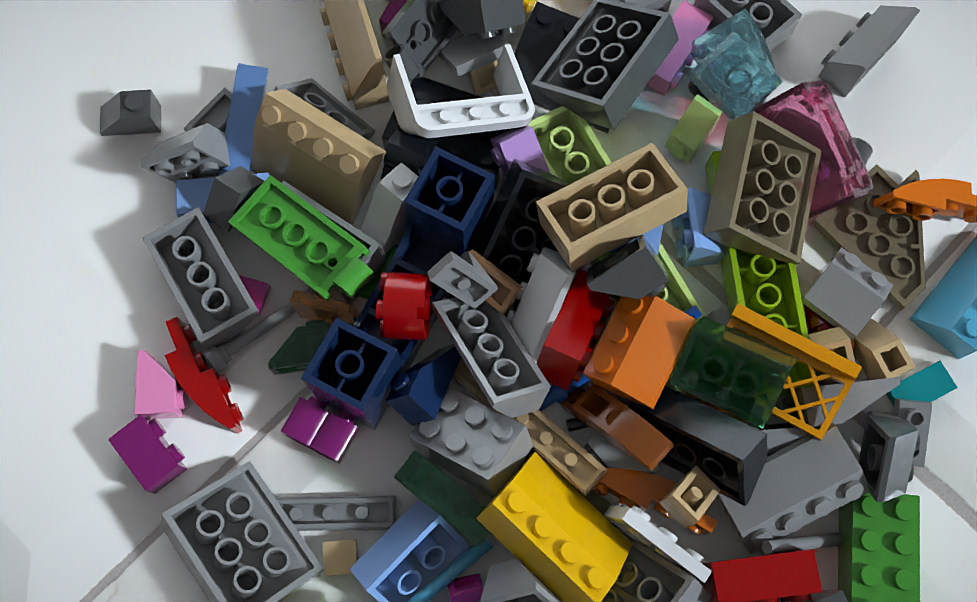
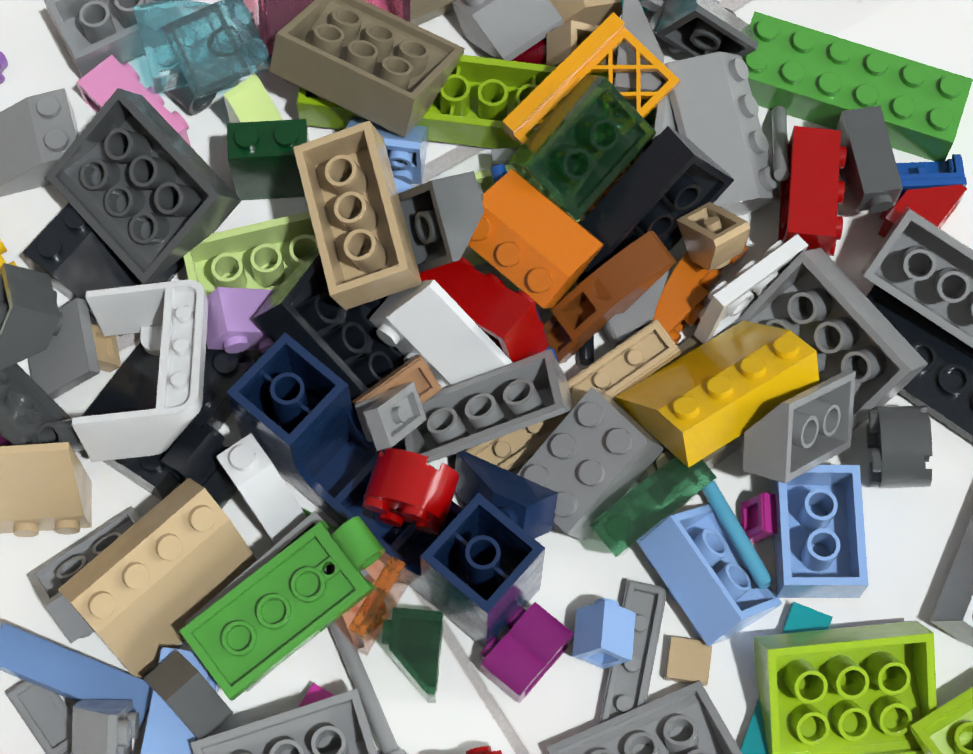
camera: 75 degrees left, 5 degrees down
(343, 485) = (604, 633): none -> light blue brick
(661, 127) = (264, 158): none -> dark green brick

